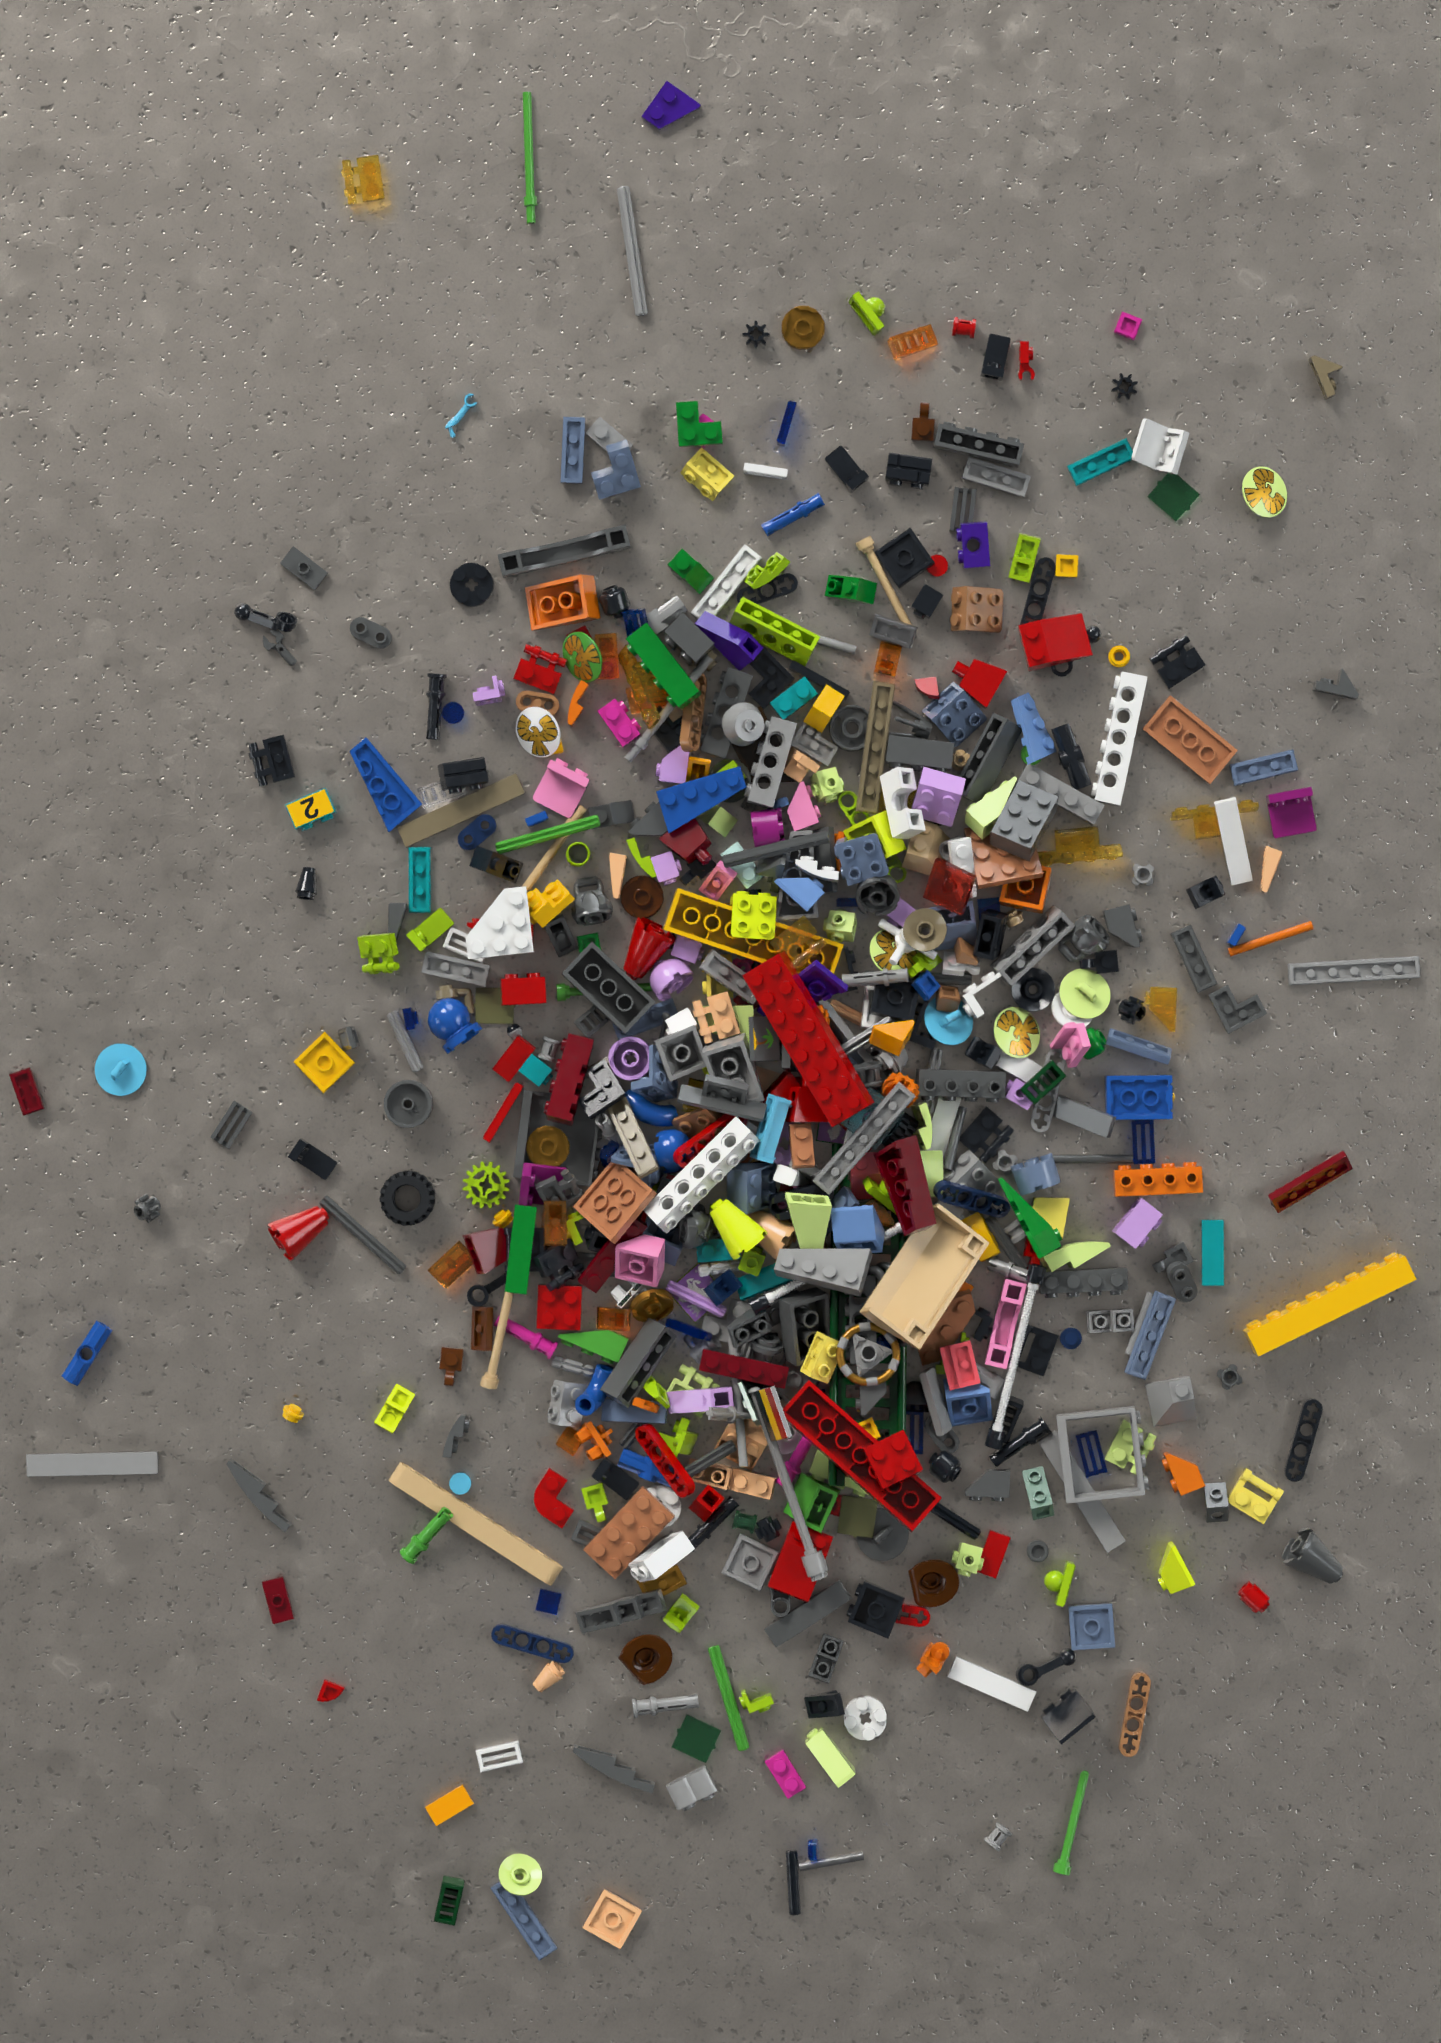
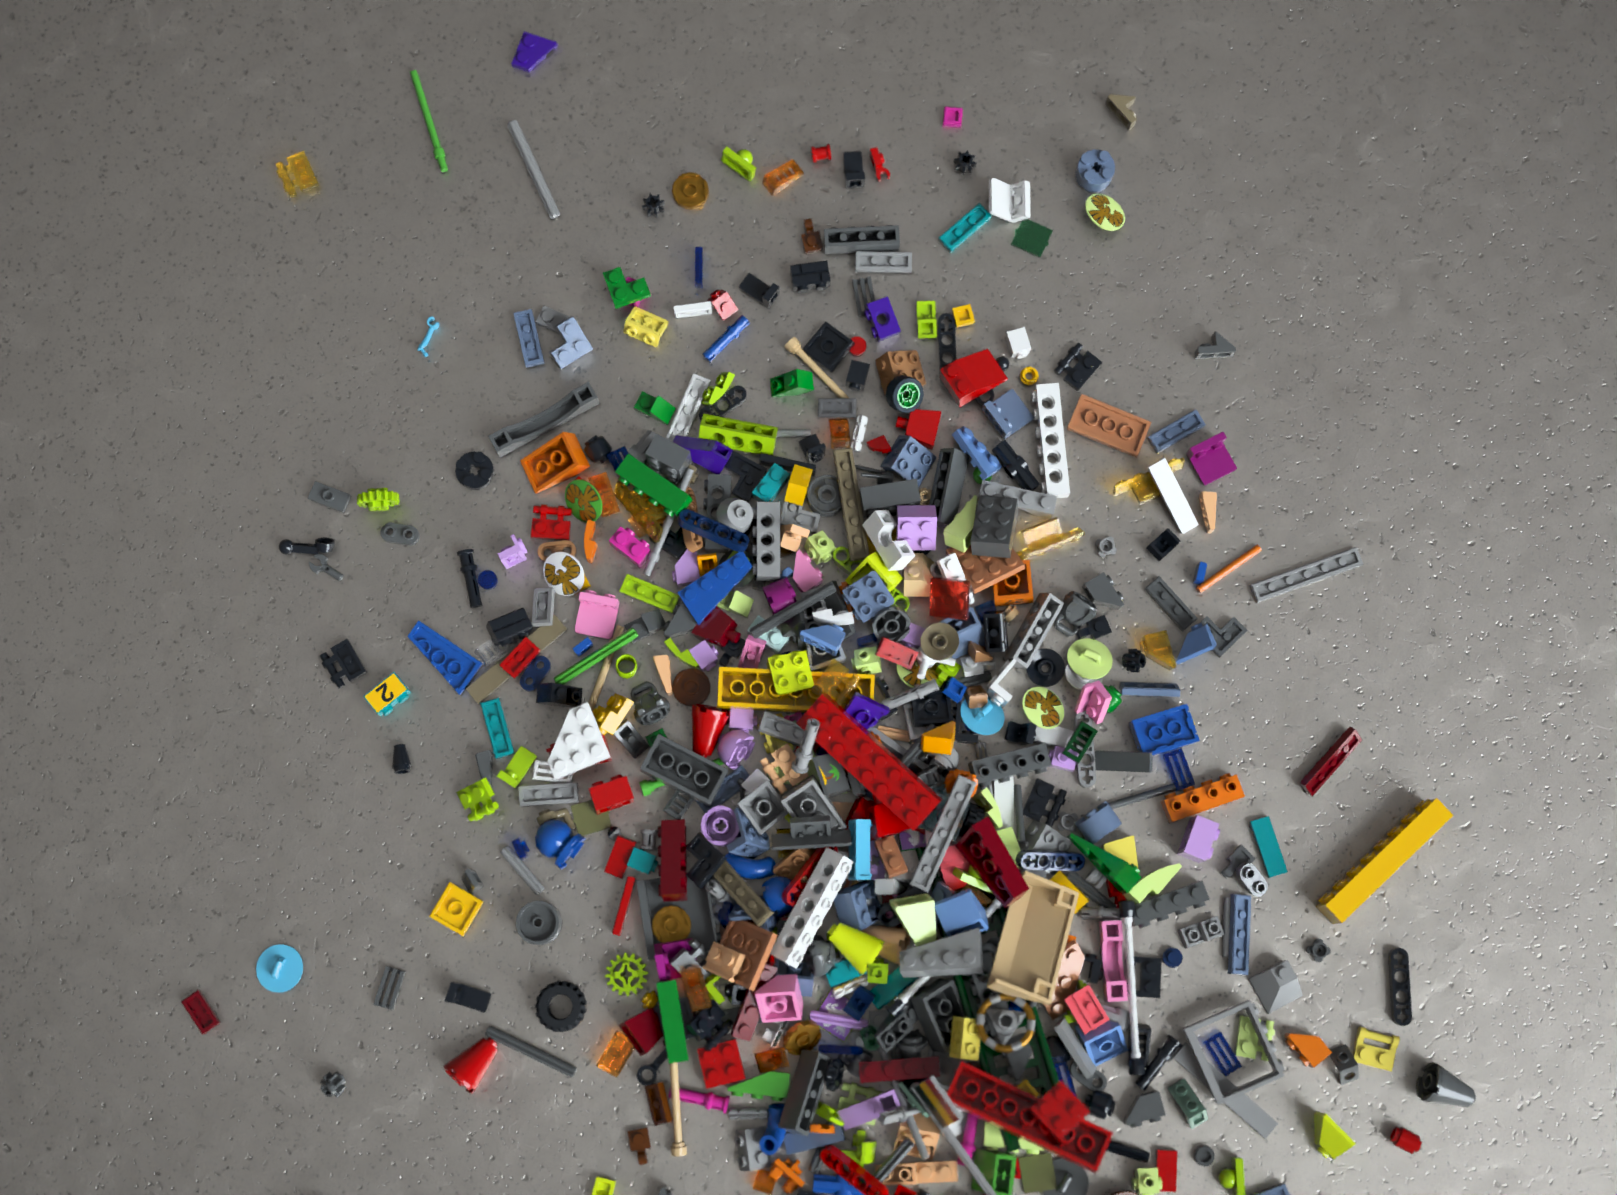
camera: 20 degrees left, 10 degrees down
(357, 589) = (378, 499): none -> lime gear
(465, 811) = (520, 657): none -> red plate
(505, 762) = (543, 607): none -> light grey plate
(592, 1203) = (723, 961): none -> light nougat plate
(625, 780) = (649, 593): none -> lime plate
(675, 1353) = (834, 1074): none -> black gear
(716, 733) = (714, 528): none -> dark blue beam
(721, 1323) = (867, 1036): none -> clear green bush
(742, 1009) = (804, 752): none -> light grey pin
(800, 473) = (722, 303): none -> bracket
(852, 669) = (812, 448): none -> black bracket
(874, 927) = (896, 652): none -> plate
(909, 666) = (858, 433): none -> white axle
(968, 648) = (909, 401): none -> wheel
(1081, 693) = (1007, 413): none -> sand blue bracket
(1118, 616) = (1018, 343): none -> white brick
(1205, 1013) = (1197, 642): none -> medium blue slope
(1258, 446) = (1095, 170): none -> sand blue brick

